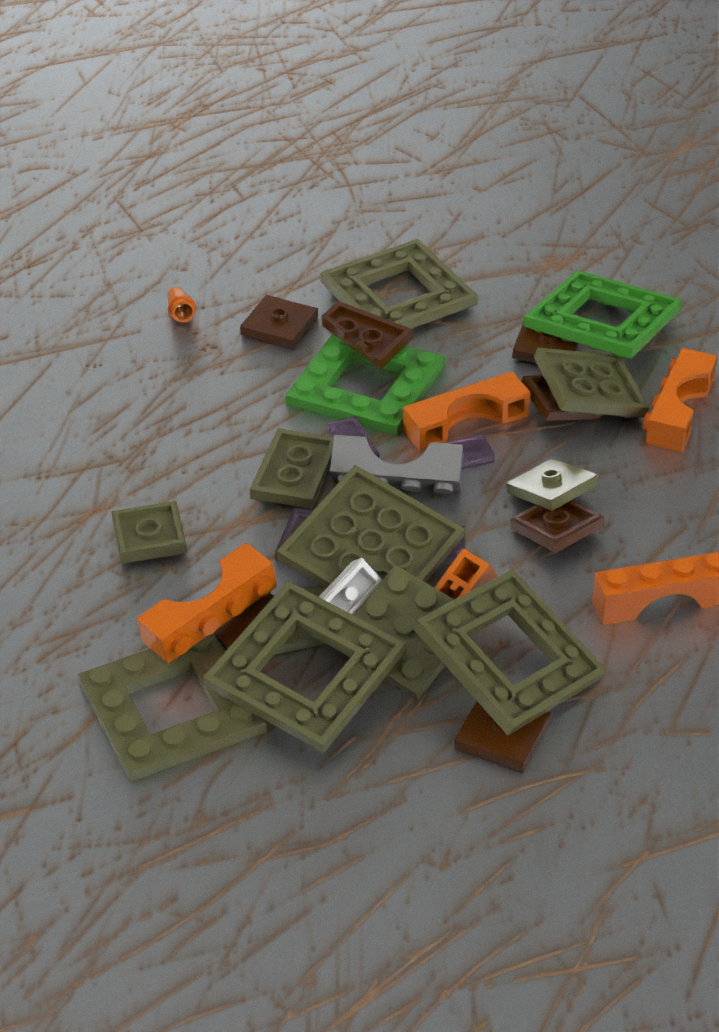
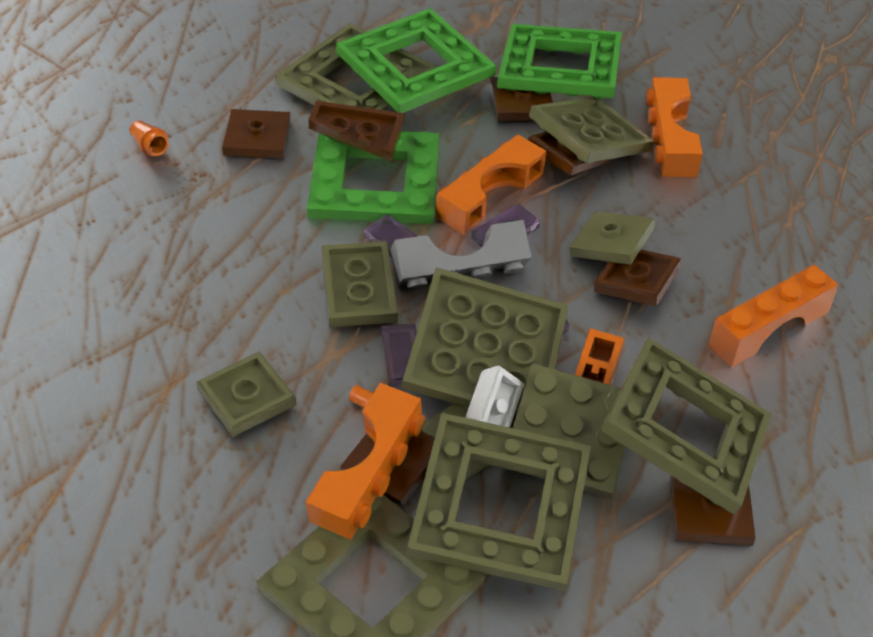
camera: 25 degrees left, 5 degrees up
(424, 312) = (367, 51): none -> bright green plate

